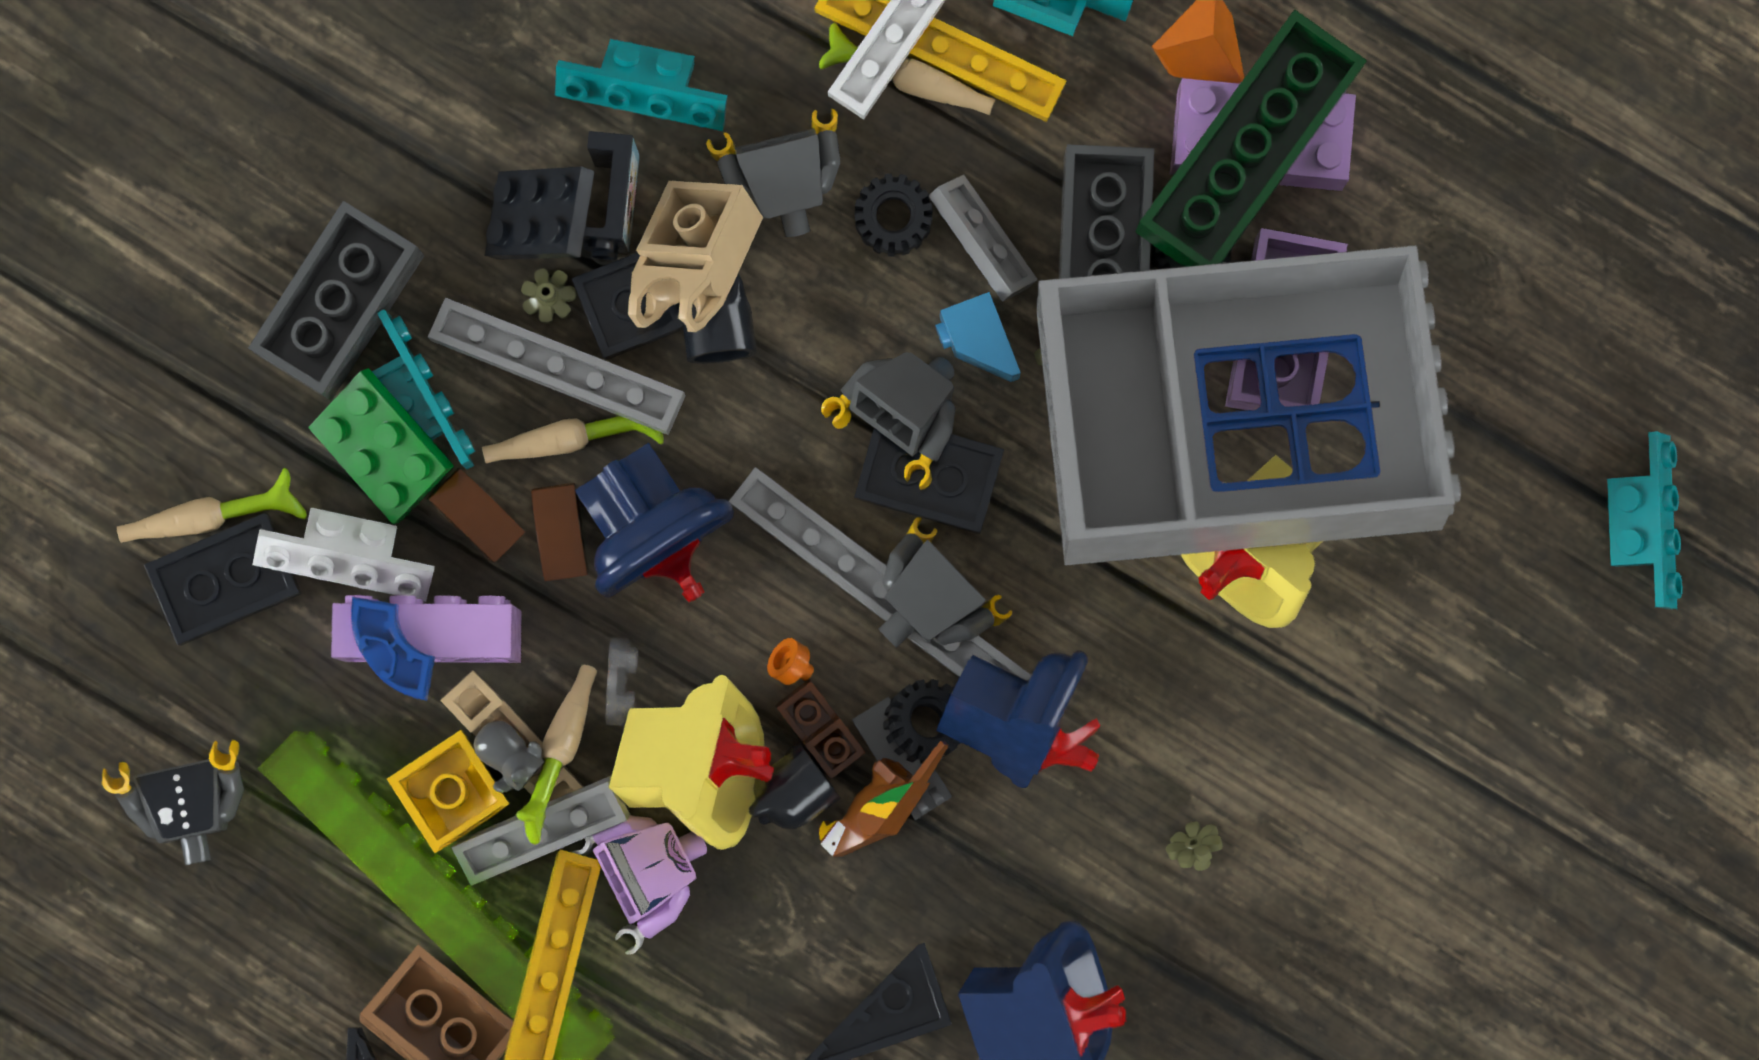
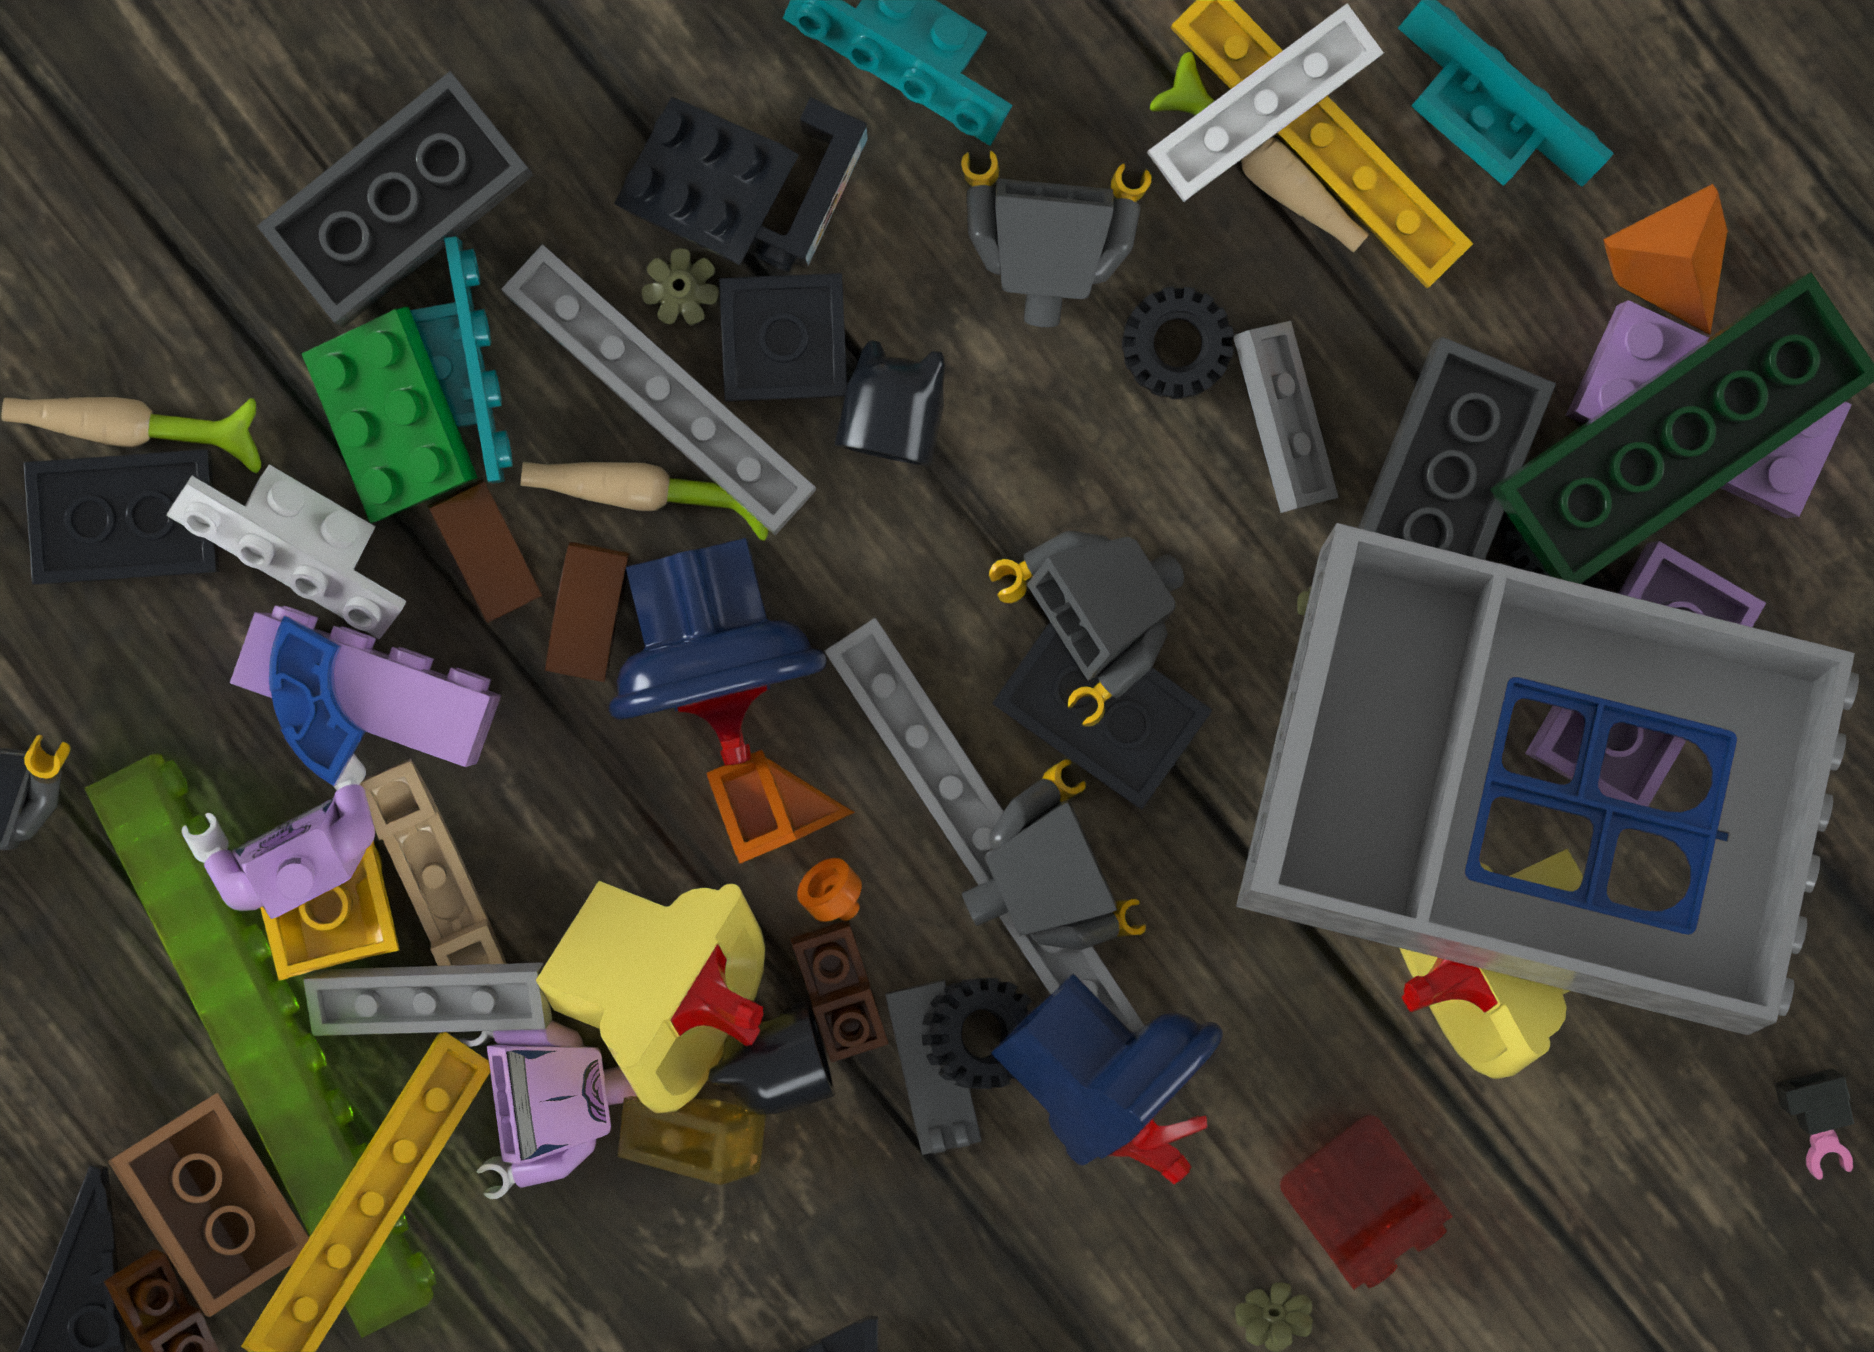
camera: 15 degrees right, 5 degrees up
(416, 762) = (294, 858): none -> lavender torso
(506, 752) = (418, 883): dark grey animal -> none
(558, 750) = (487, 901): tan piece -> none
(621, 662) = (610, 813): clear plate -> none
(692, 251) = (891, 306): tan brick -> none
(728, 620) = (769, 806): none -> orange slope
(754, 862) = (699, 1140): none -> clear yellow slope
(880, 806) = (882, 1122): dark orange animal -> none
(978, 336) = (1232, 547): dark azure slope -> none
(1227, 745) = (1365, 1202): none -> clear red bracket
(1510, 572) = (1820, 1107): none -> pearl dark grey piece

